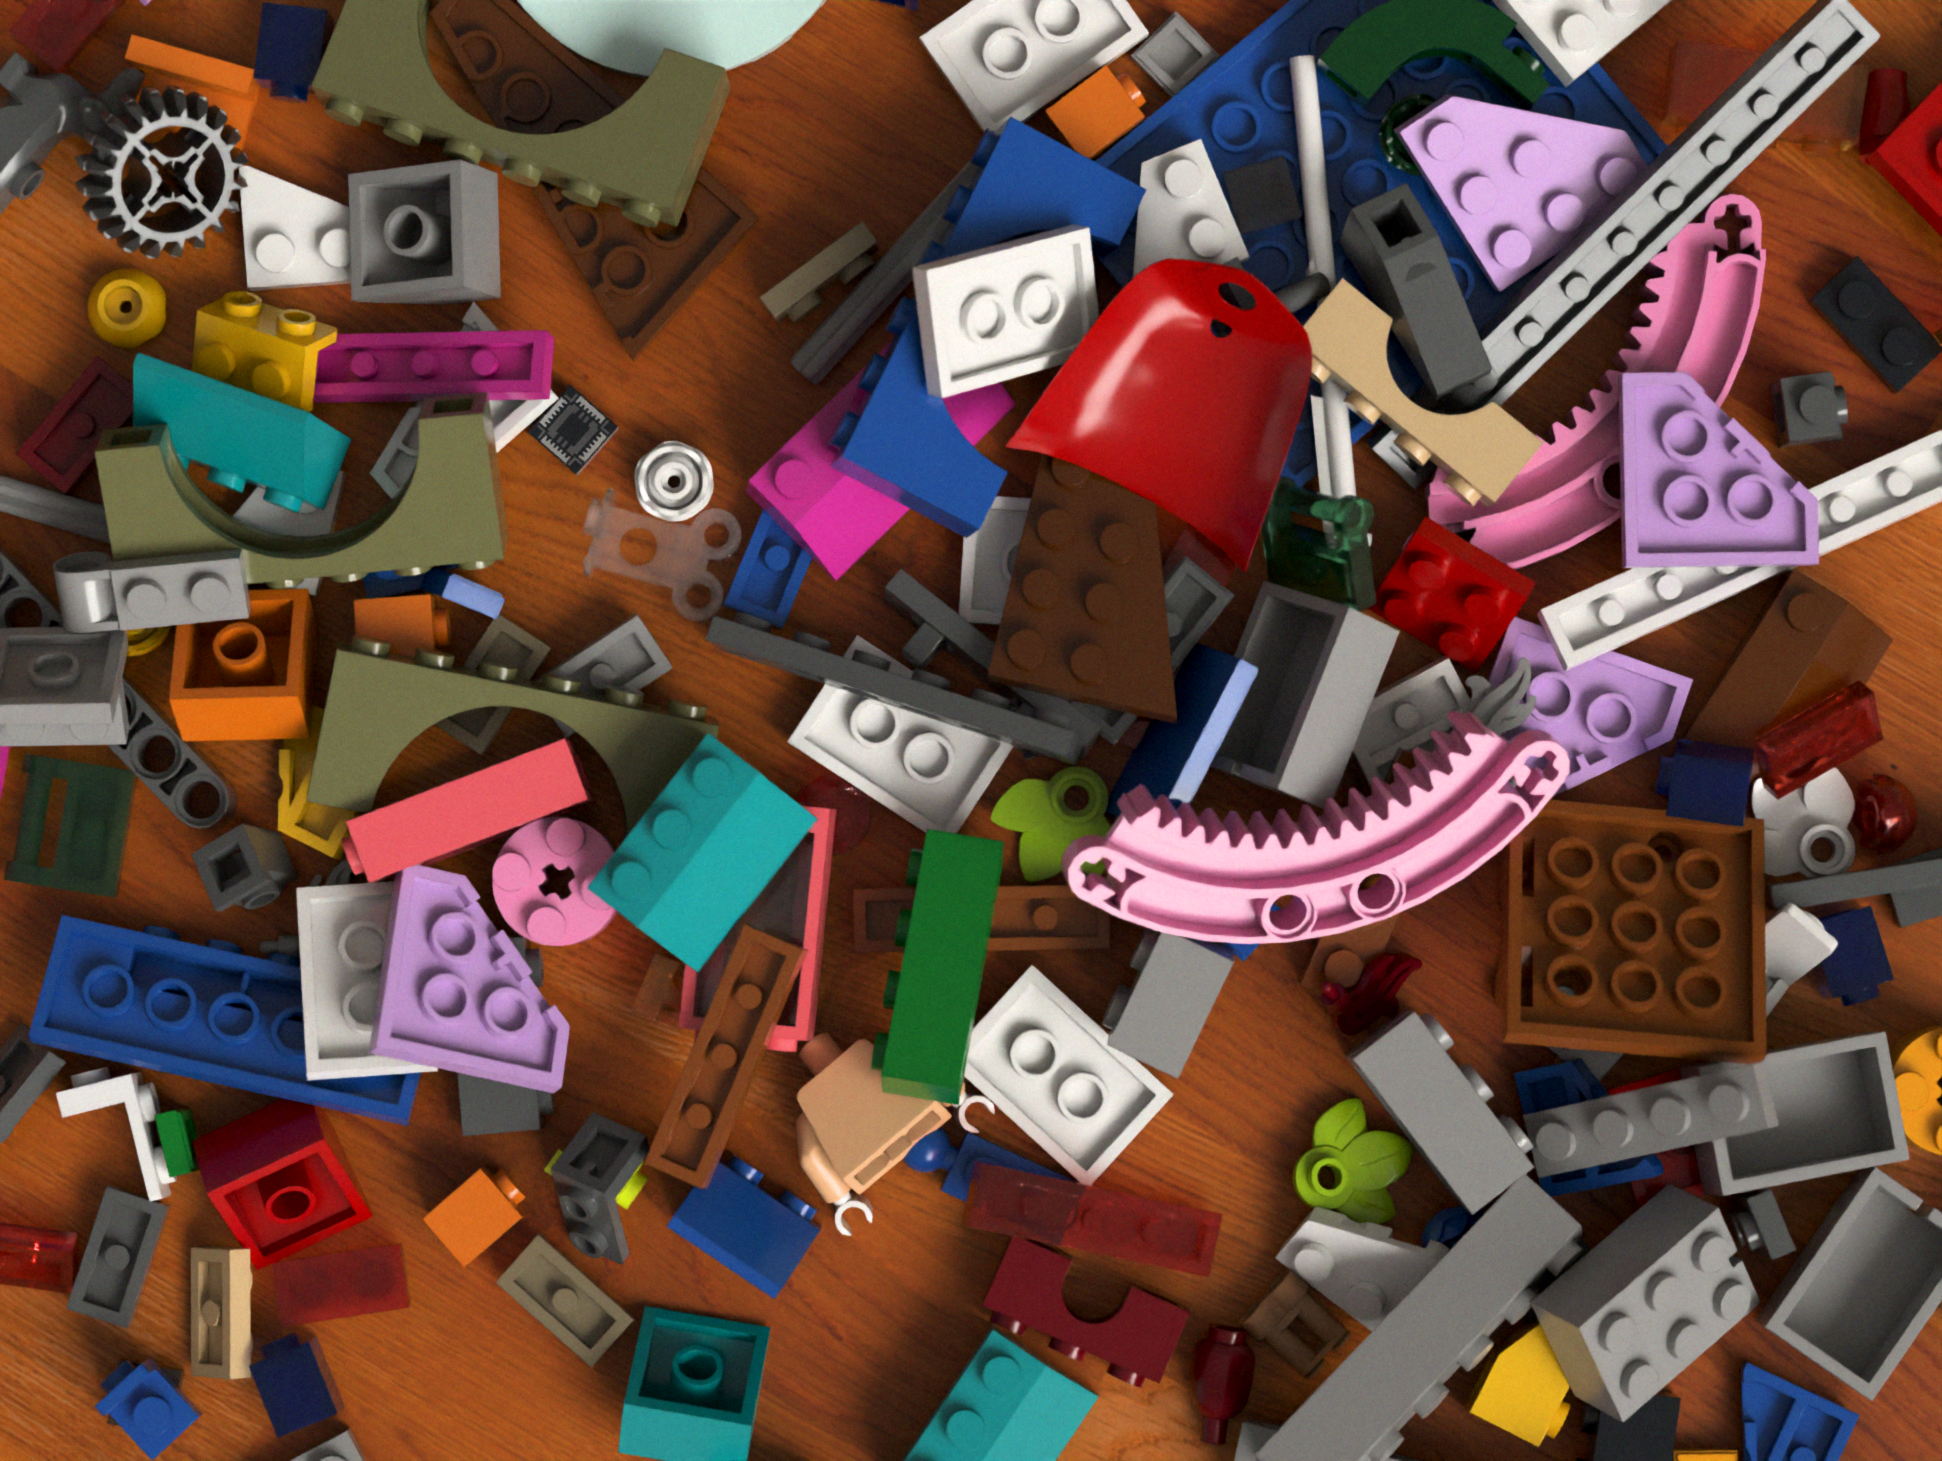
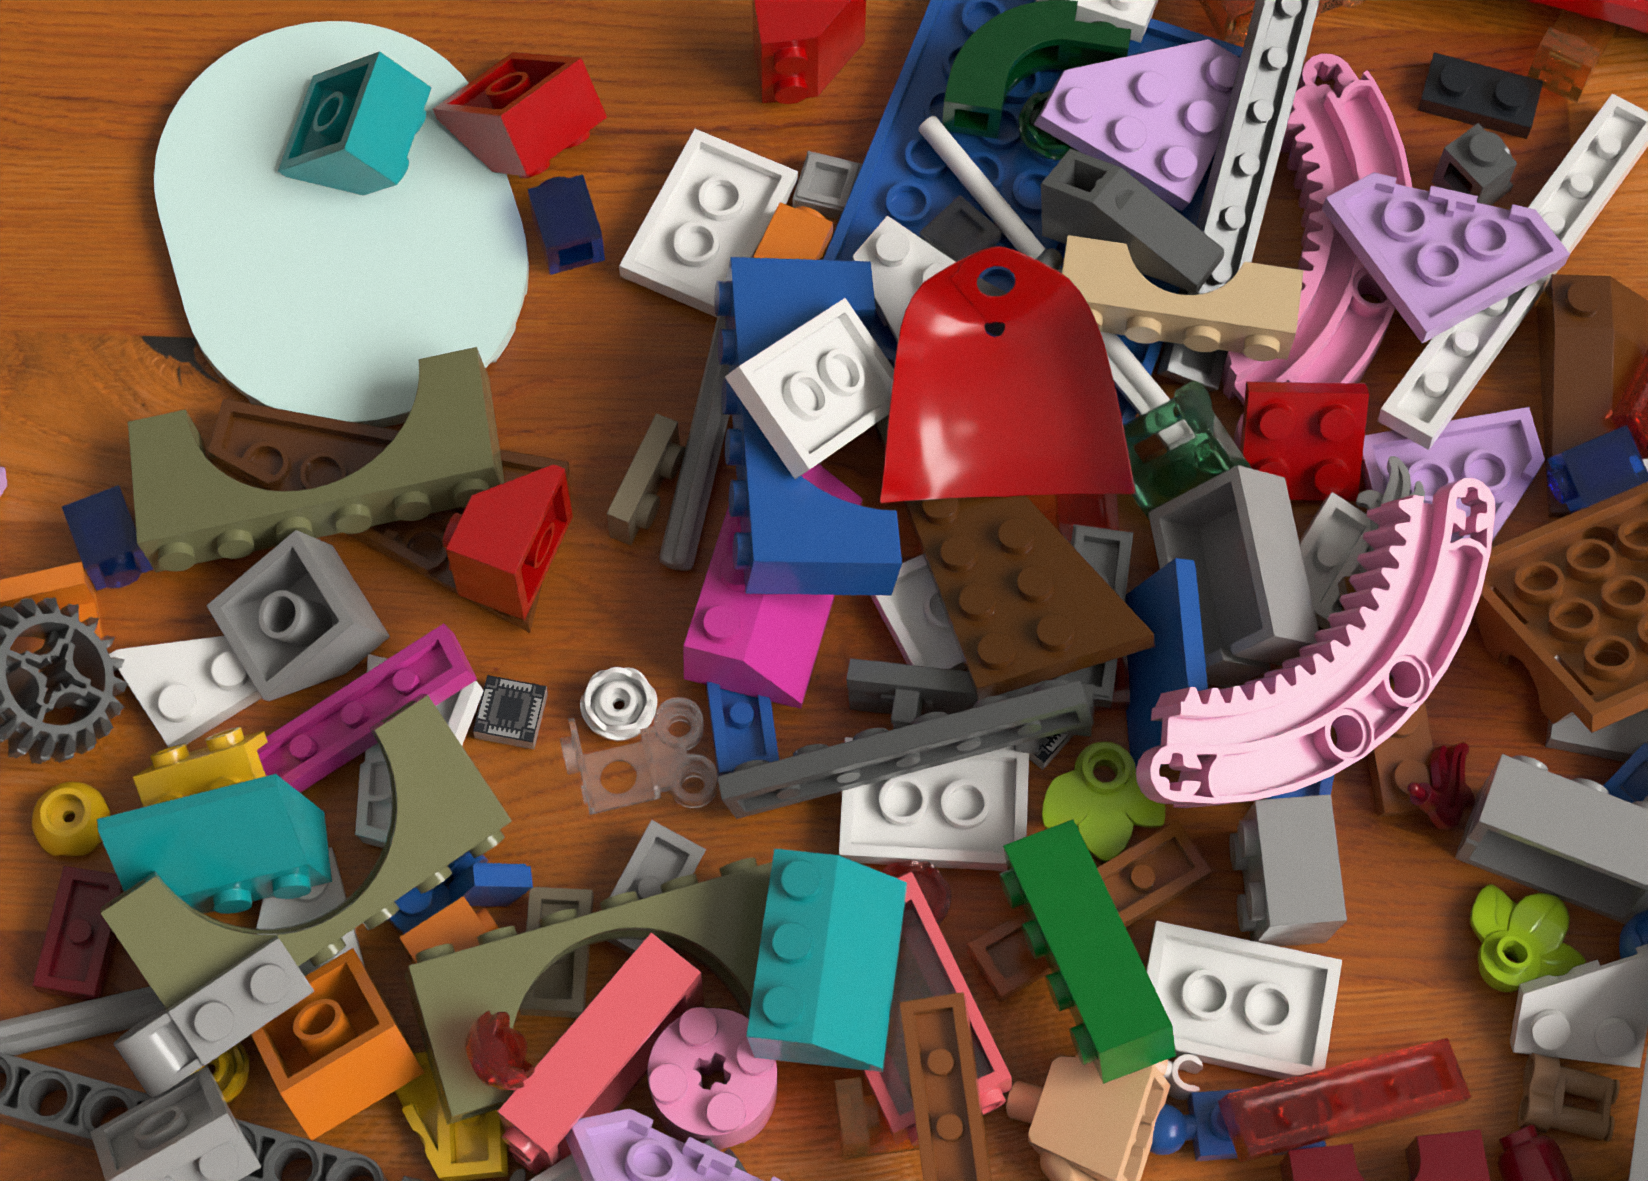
camera: 35 degrees left, 20 degrees down
(371, 773) = (498, 1052): none -> clear red plate
(647, 285) = (509, 540): none -> red slope

